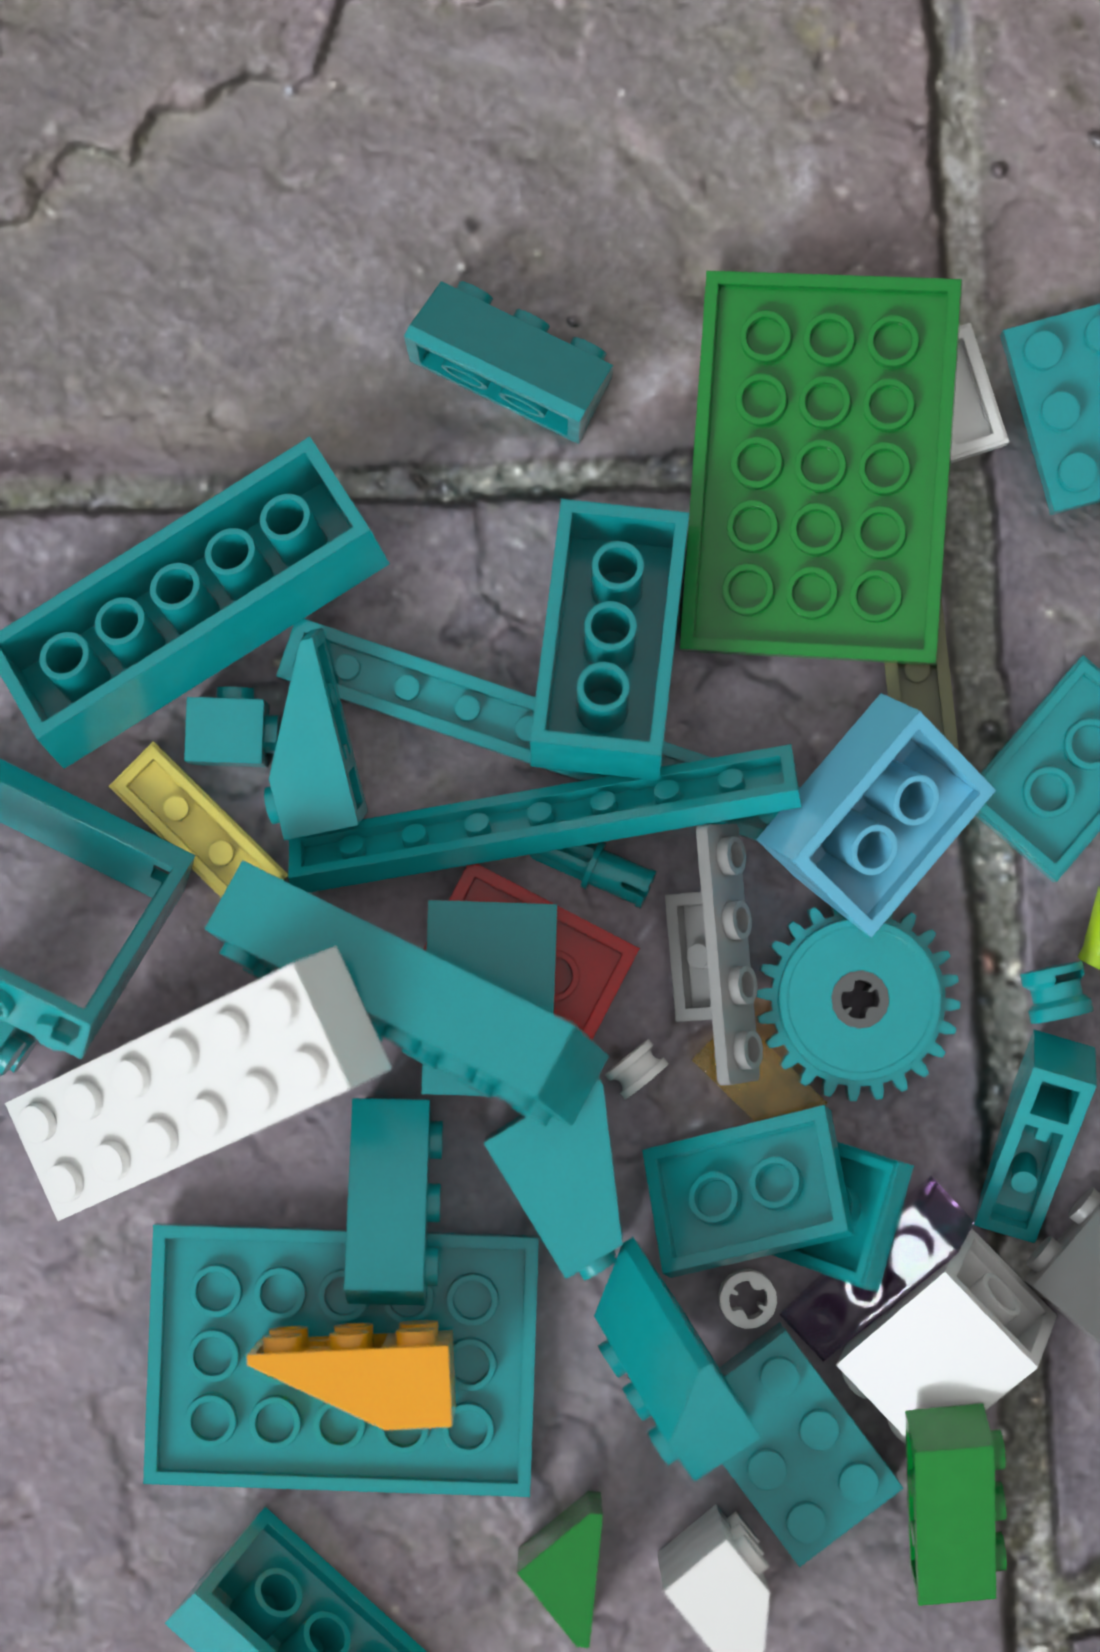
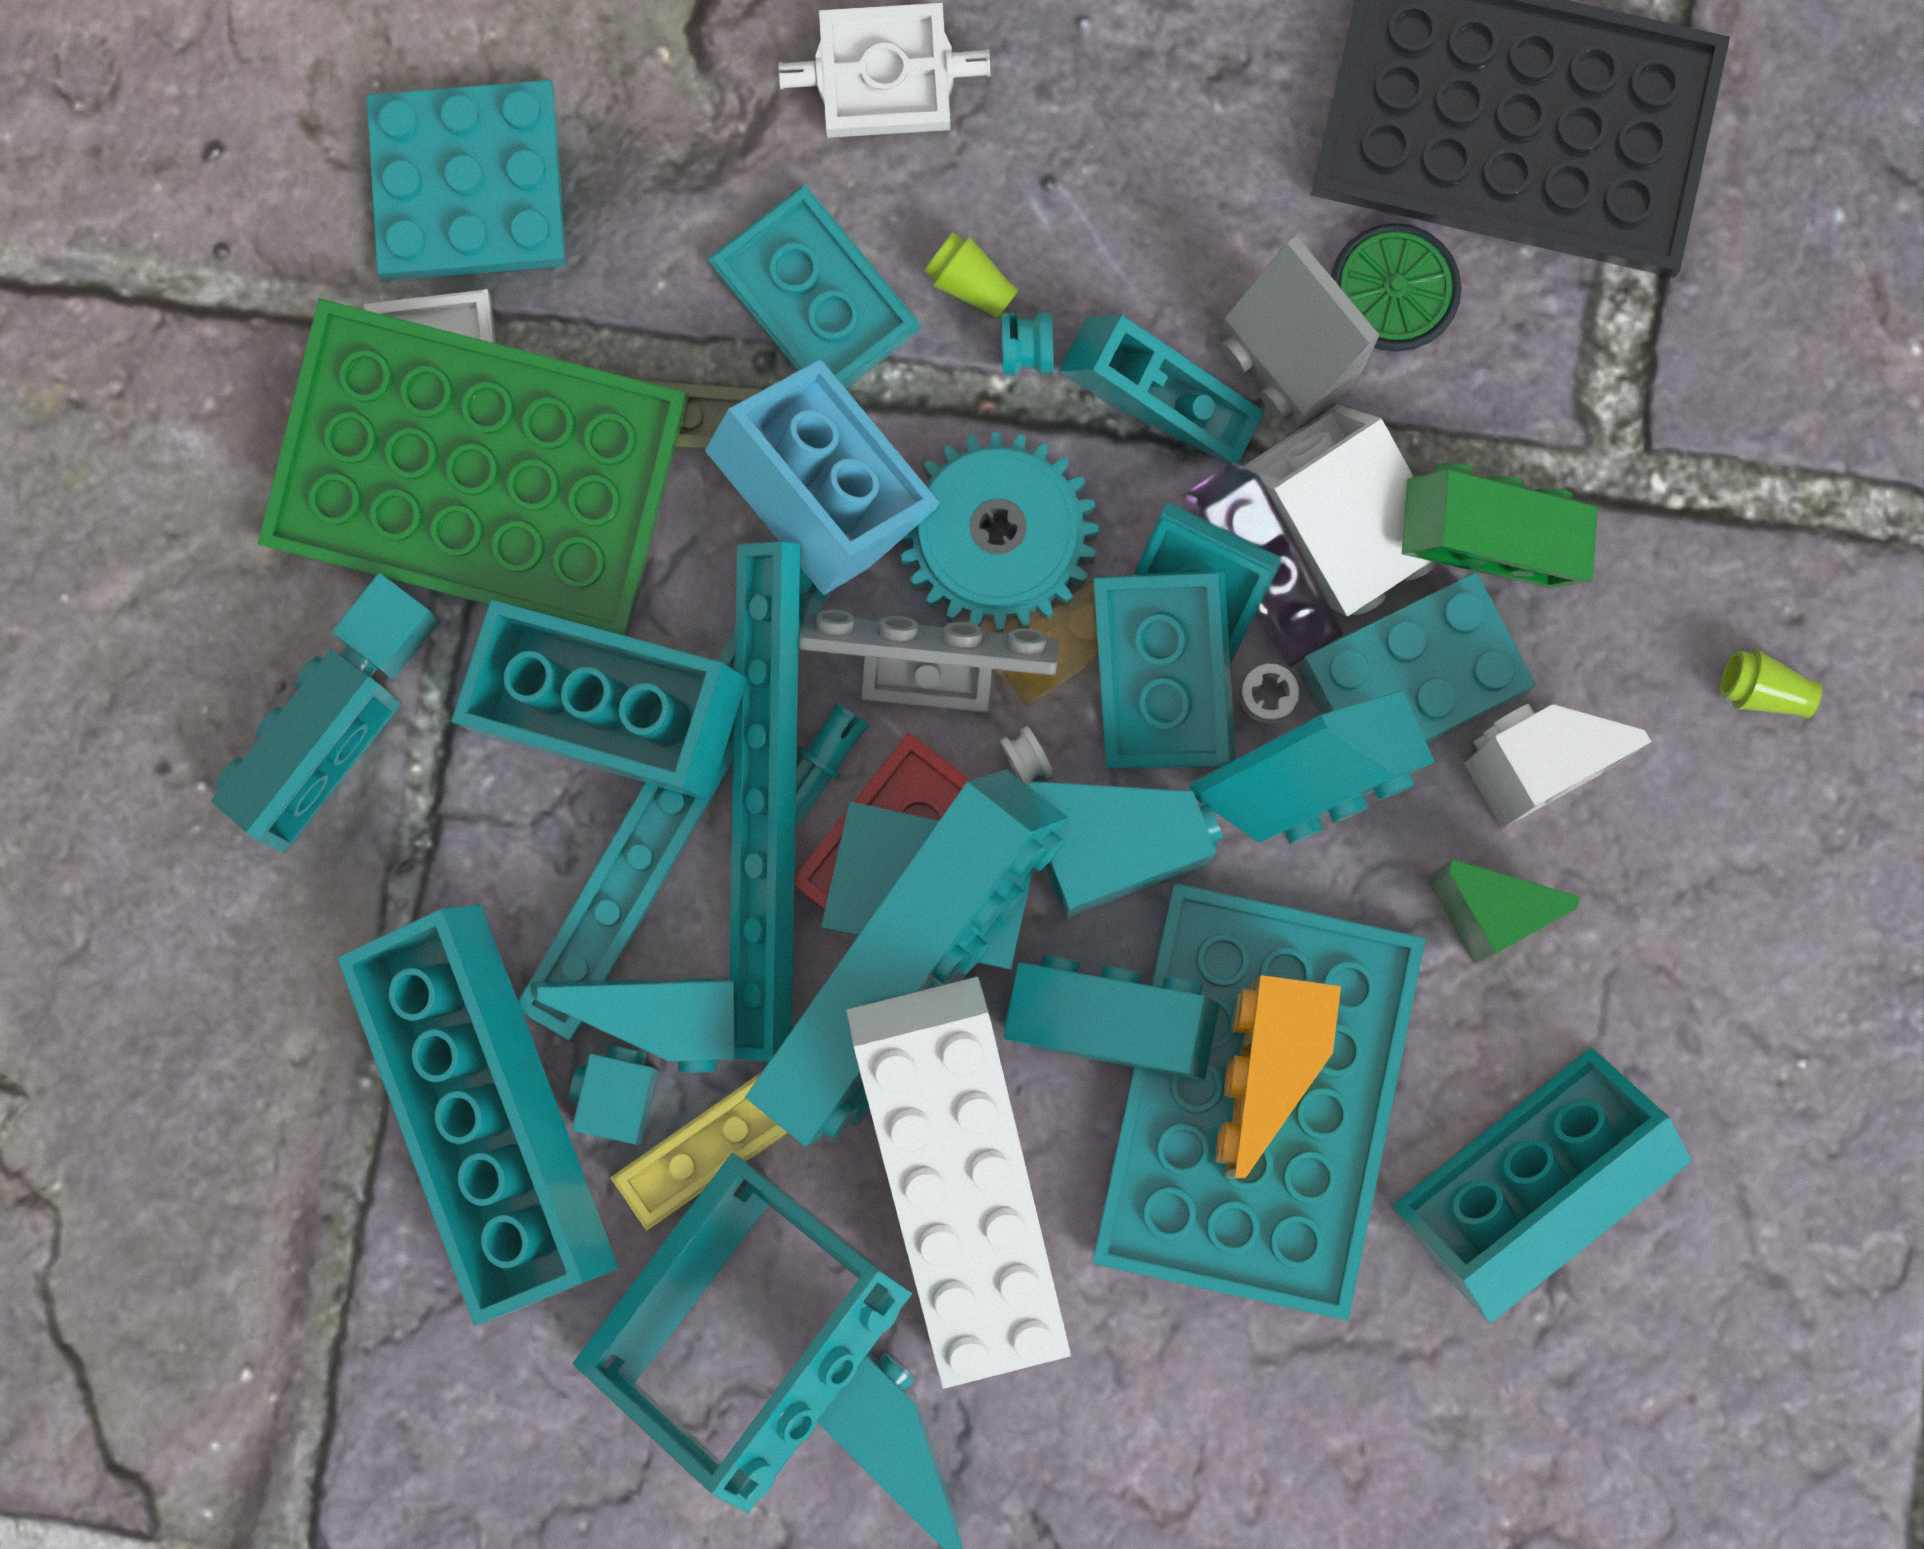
camera: 80 degrees left, 5 degrees down
(645, 411) = (384, 628): none -> teal brick

